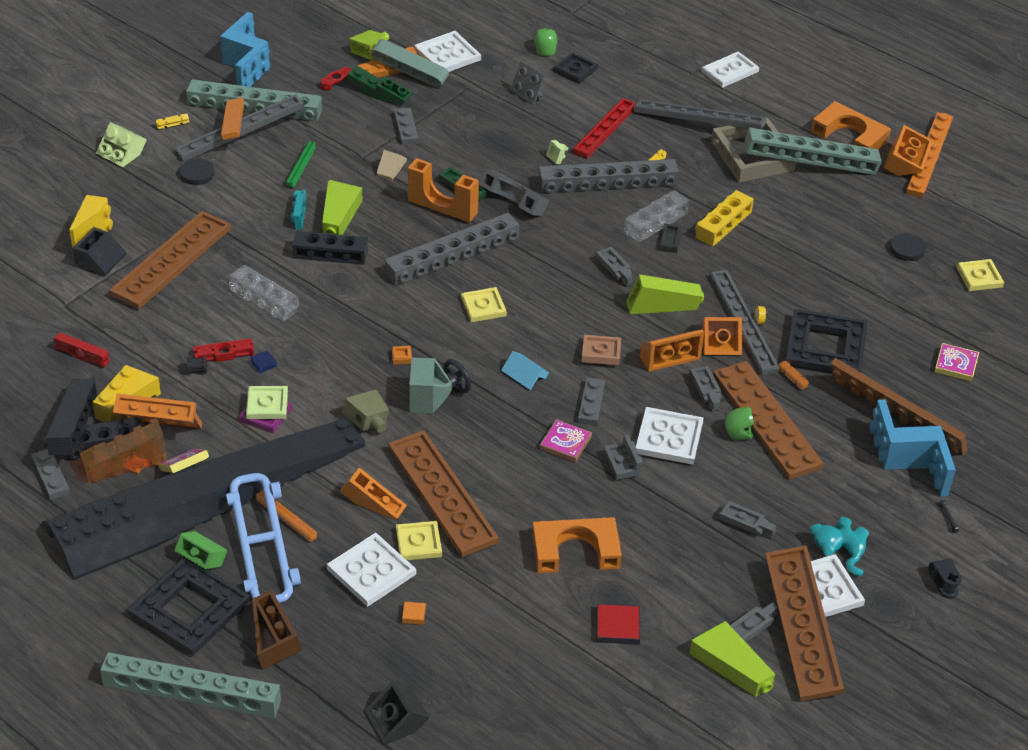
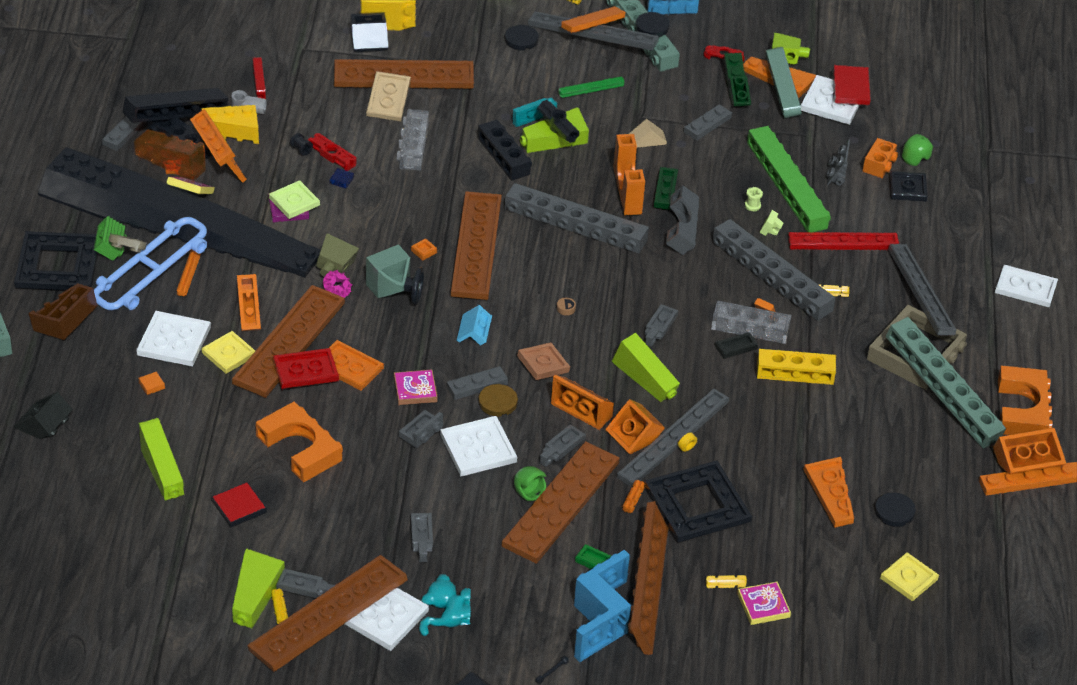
camera: 55 degrees right, 0 degrees up
(106, 372) = (240, 98): none -> light grey piece
(192, 281) = (388, 96): none -> tan tile
(234, 534) = (134, 244): none -> dark tan plate
(275, 90) = (653, 24): none -> black tile
(342, 195) = (558, 121): none -> black piece
(400, 426) = (335, 276): none -> dark pink gear
(430, 321) = (476, 245): none -> dark orange plate
(446, 33) = (851, 85): none -> red tile
(483, 304) = (530, 268): light yellow tile -> none
(492, 496) = (305, 368): none -> red tile
(503, 469) = (354, 366): none -> orange tile
(515, 118) = (788, 179): none -> bright green brick
(521, 146) = (753, 202): none -> yellowish green bush
(531, 649) = (160, 459): none -> lime slope
(538, 60) = (880, 158): none -> orange brick
(546, 306) = (566, 306): none -> medium nougat tile
(622, 398) = (498, 400): none -> pearl gold tile
(647, 200) = (761, 304): none -> orange tile
(768, 655) = (279, 605): none -> yellow axle
(848, 430) = (591, 557): none -> green tile
(870, 268) = (830, 486): none -> orange wing
(921, 370) = (726, 581): none -> yellow axle

